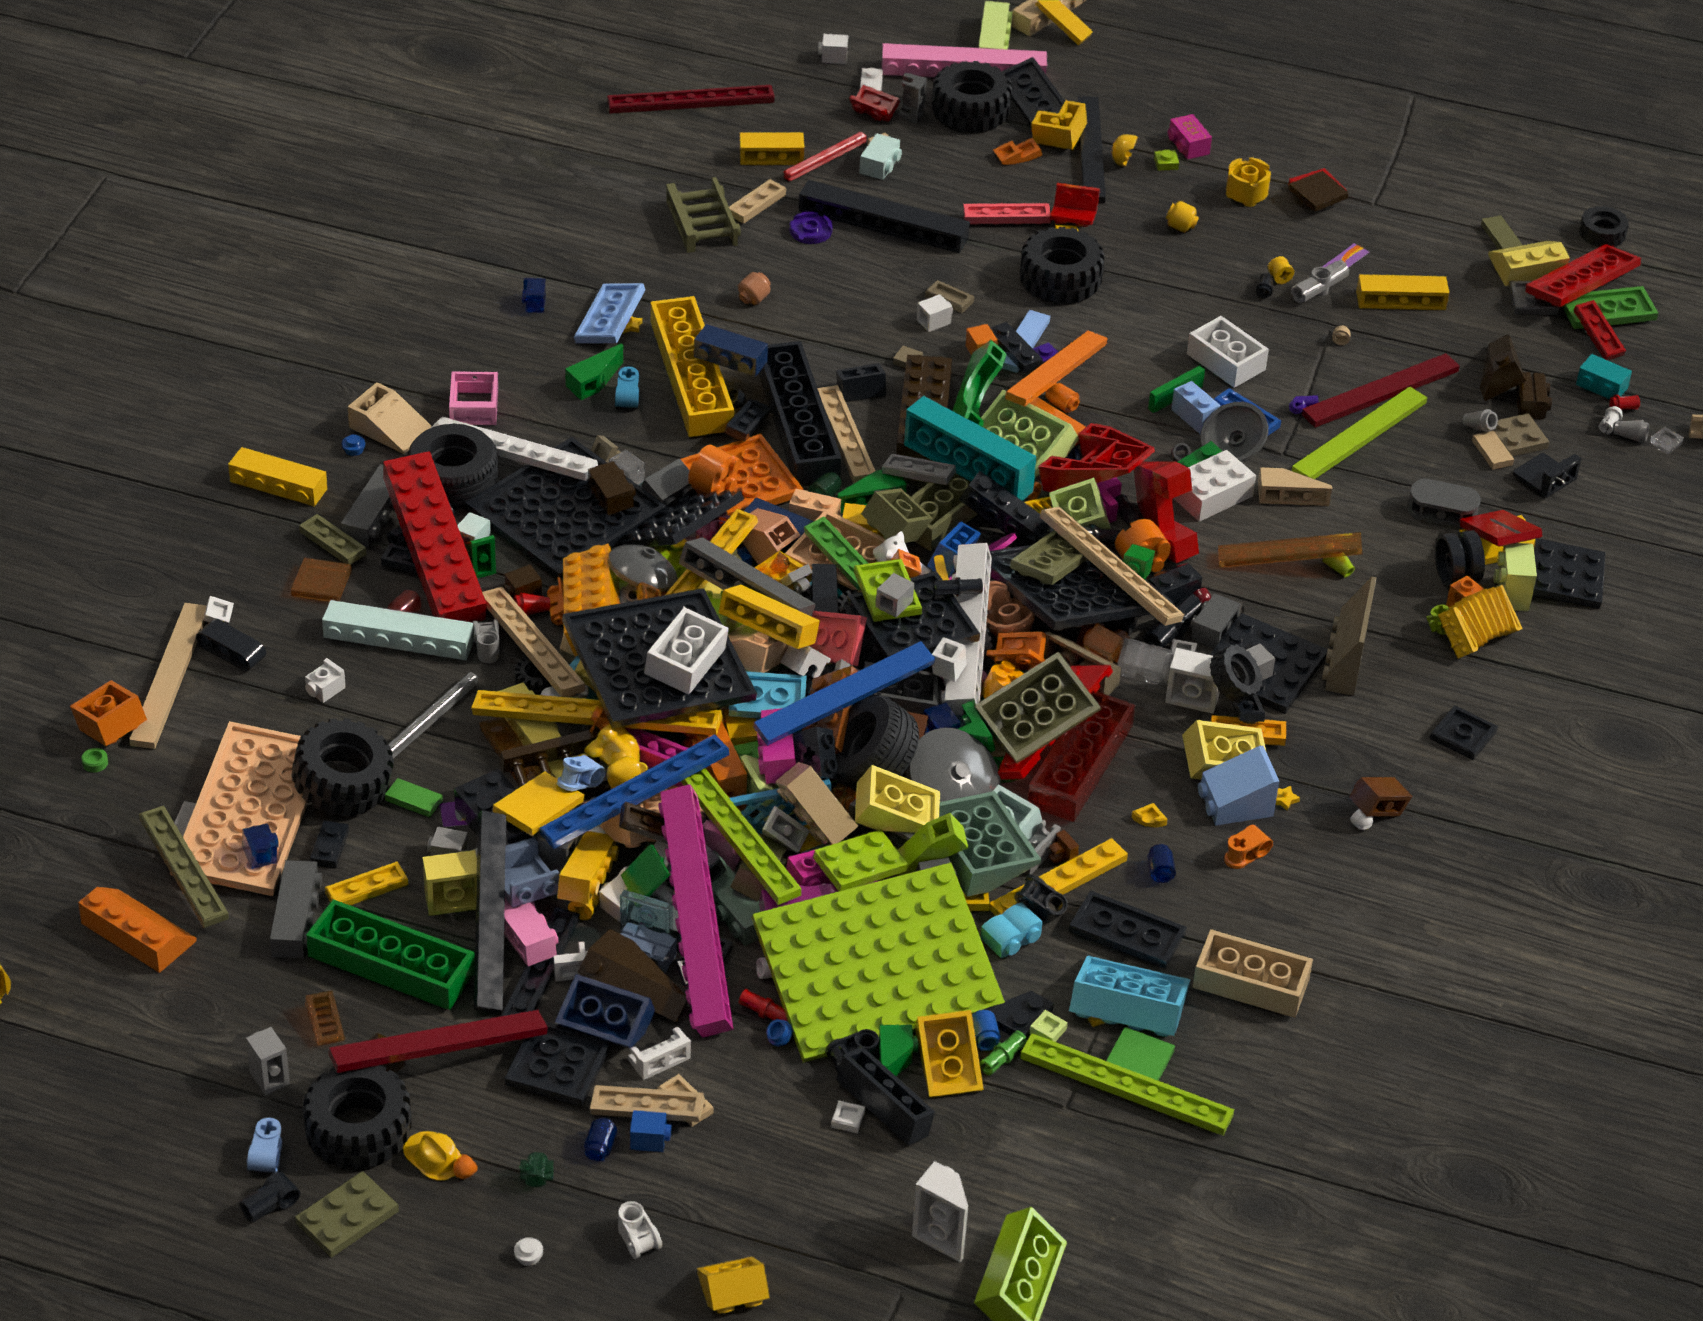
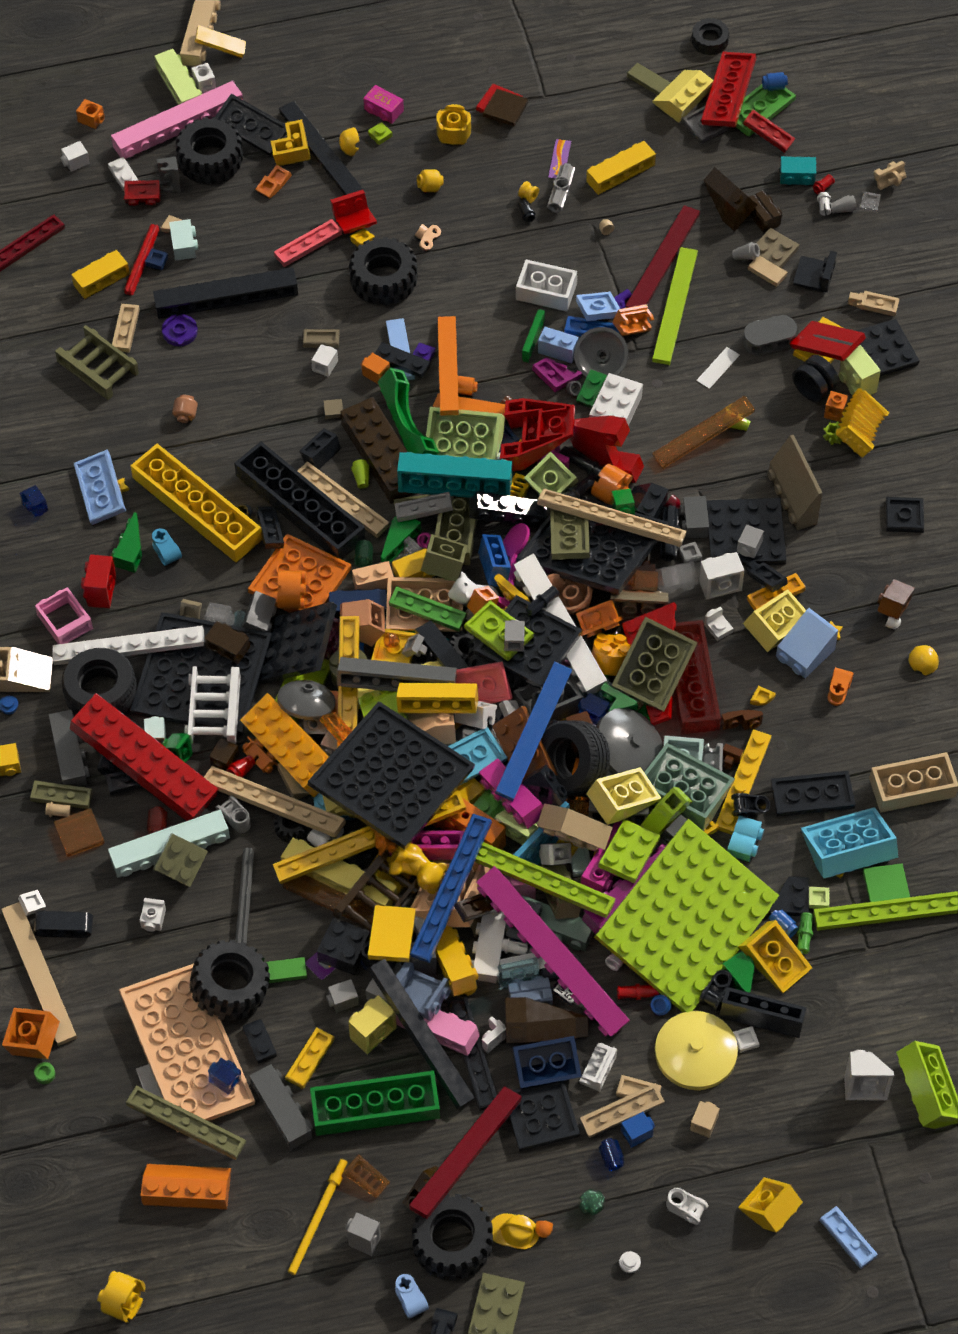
camera: 30 degrees left, 15 degrees up
(287, 1005) = (334, 1181): none -> yellow bar
(312, 547) = (57, 810): none -> tan pin
(391, 642) = (180, 860): none -> olive brick
(533, 382) = (99, 581): none -> red brick
(569, 541) = (230, 697): none -> white fence
(581, 773) = (402, 893): light blue piece -> none
(646, 872) = (500, 944): green piece -> none
(686, 650) = (415, 763): white brick -> none
(730, 350) = (224, 479): dark blue brick -> none
(732, 1162) = (705, 1118): none -> tan brick
(782, 1097) = (696, 1050): none -> light yellow dish
(839, 161) = (156, 259): none -> dark blue plate
(880, 23) = (90, 114): none -> orange brick
(886, 420) = (361, 473): none -> lime cone
(949, 659) = (576, 661): white brick -> none
(1022, 38) = (204, 77): none -> white brick
(1111, 822) = (747, 718): none -> reddish brown slope
(1139, 260) = (427, 235): none -> light nougat piece
(1156, 725) = (717, 624): none -> white bracket
(1161, 863) = (798, 731): clear blue brick -> none
(1170, 431) = (555, 374): none -> magenta wing
(1226, 680) = (752, 559): black tyre -> none
(1270, 394) = (597, 306): none -> light blue plate
(1291, 488) = (664, 378): tan slope -> none
(1297, 421) = (633, 320): none -> orange hinge
(1362, 509) = (718, 367): none -> white sticker
(1369, 872) = (923, 659): none -> yellow hair
(1593, 529) = (874, 302): none -> tan hinge
(1640, 287) = (774, 81): none -> blue brick

